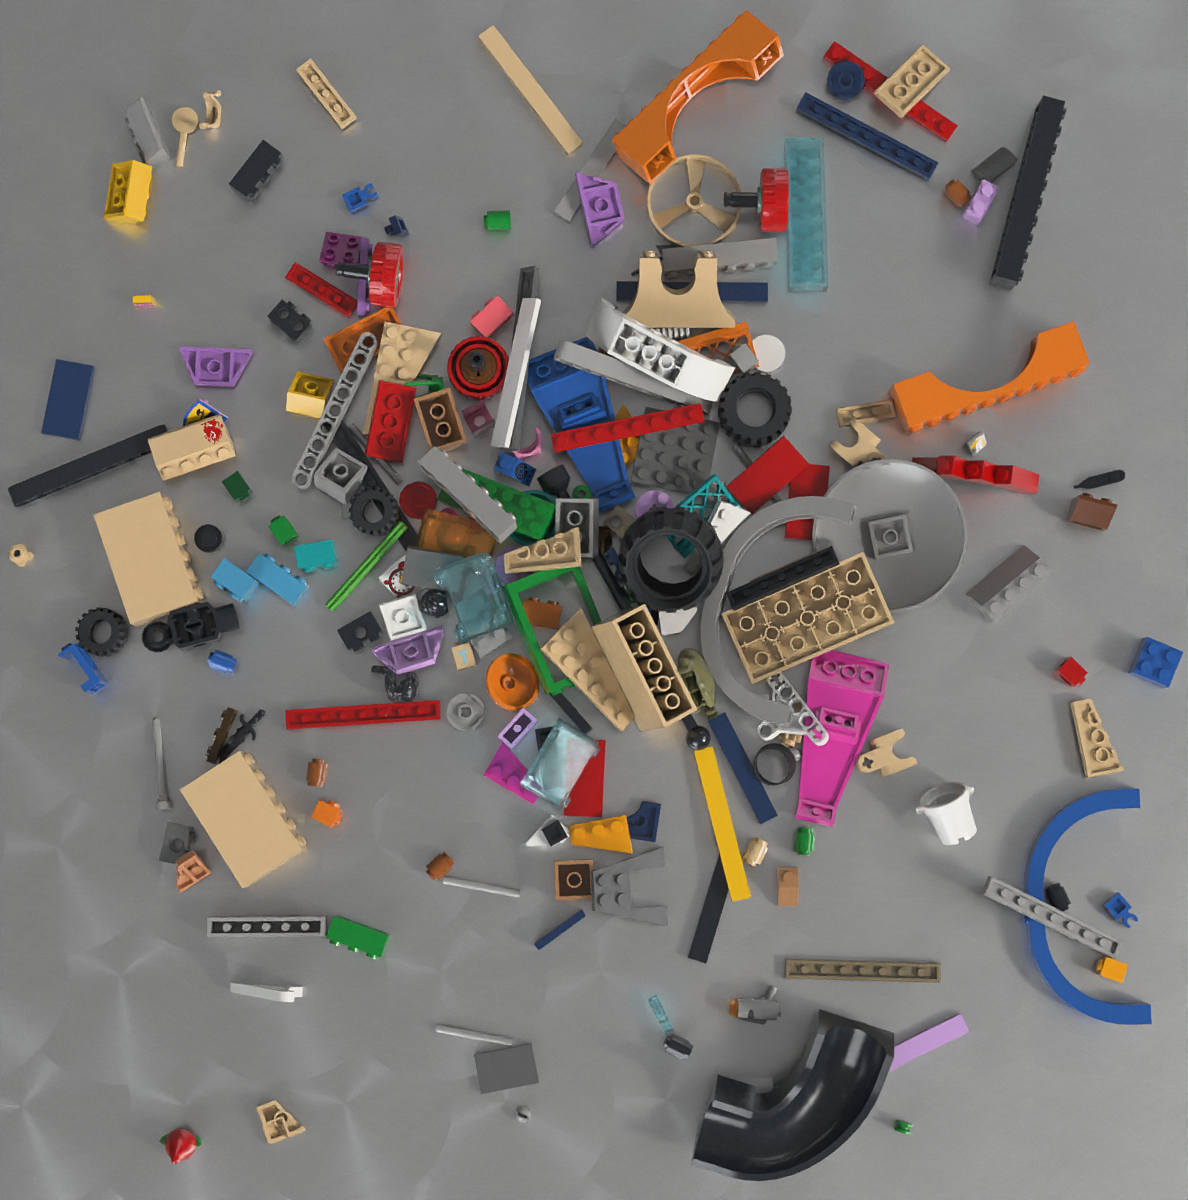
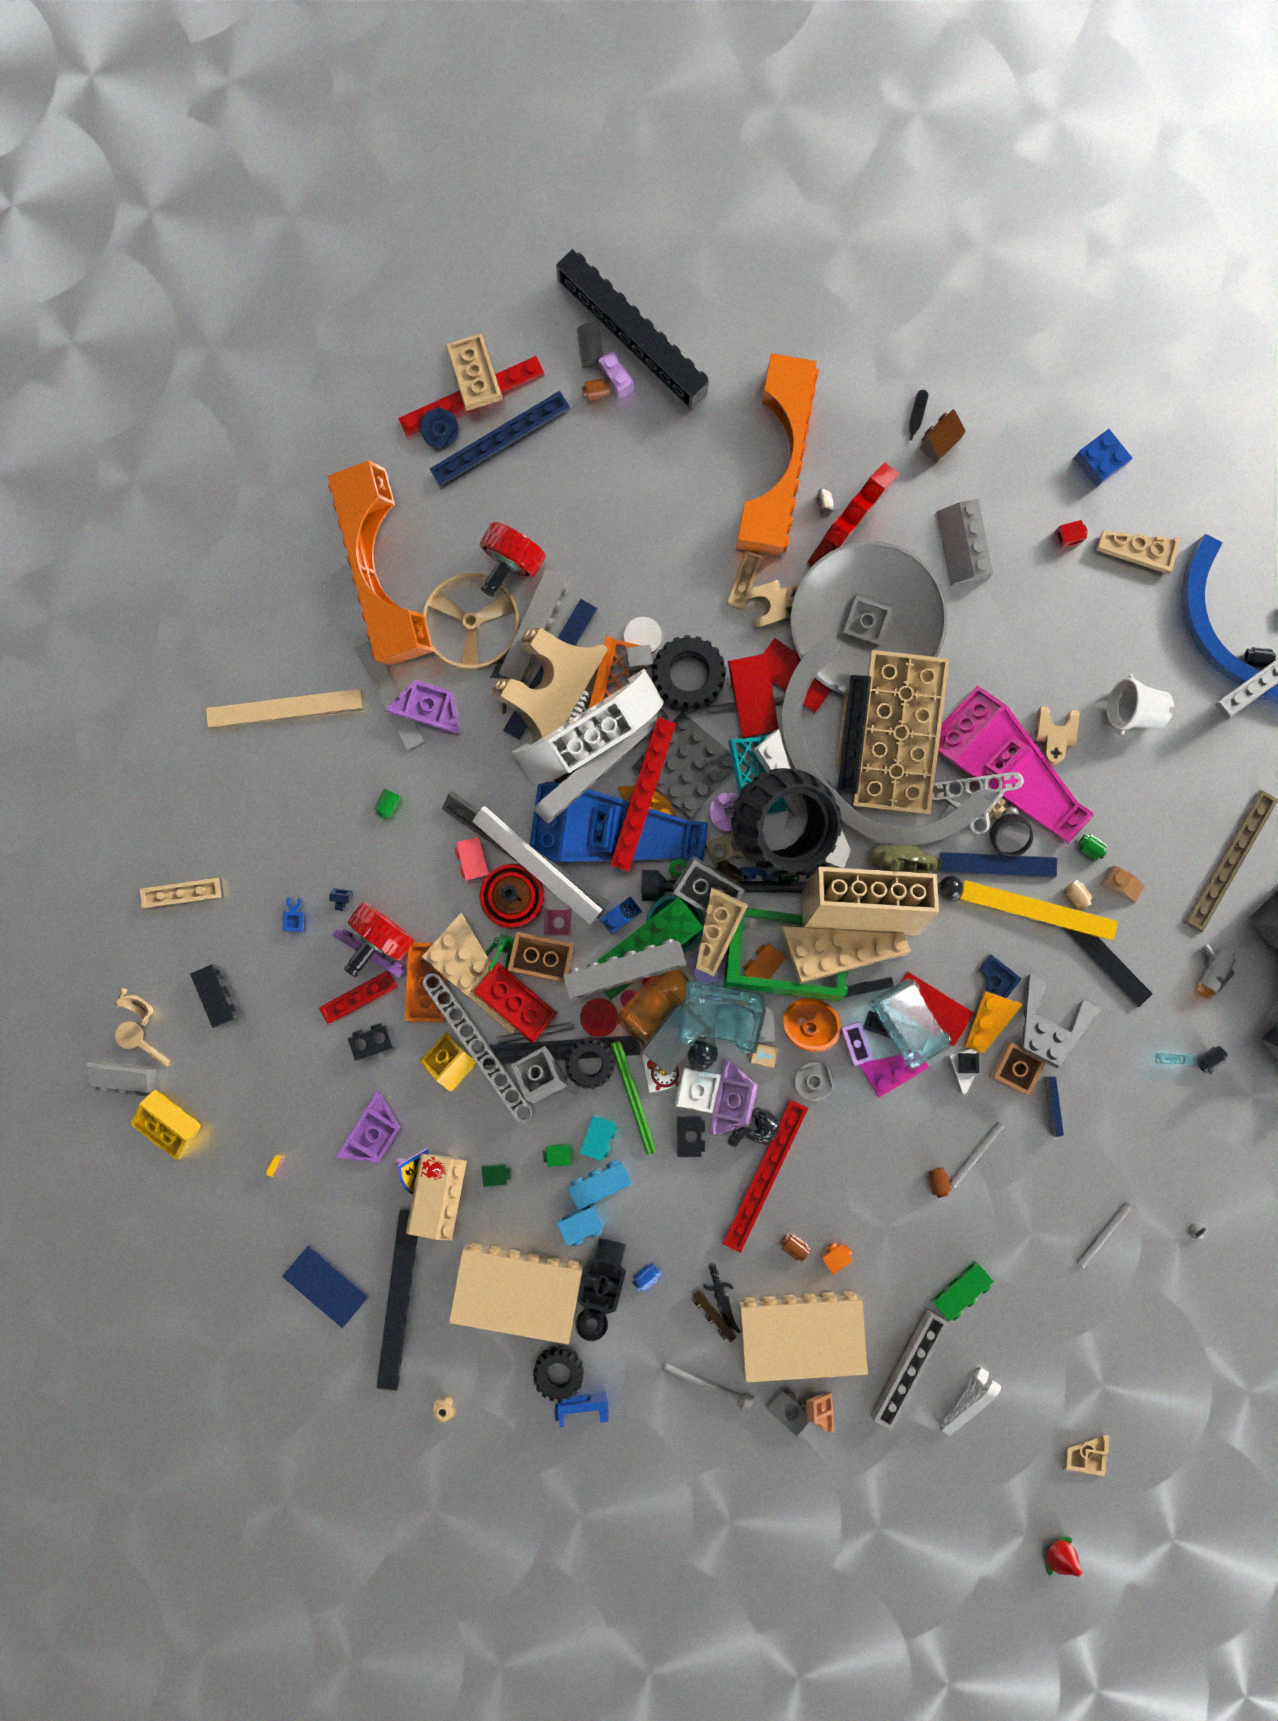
camera: 65 degrees left, 0 degrees up
(208, 538) = (527, 1227): black plate -> none
(340, 248) = (331, 959): magenta hinge -> none
(506, 1068) = (1150, 1223): dark grey tile -> none
(531, 450) = (611, 888): bright pink helmet -> none
(806, 215) = (558, 538): clear light blue brick -> none

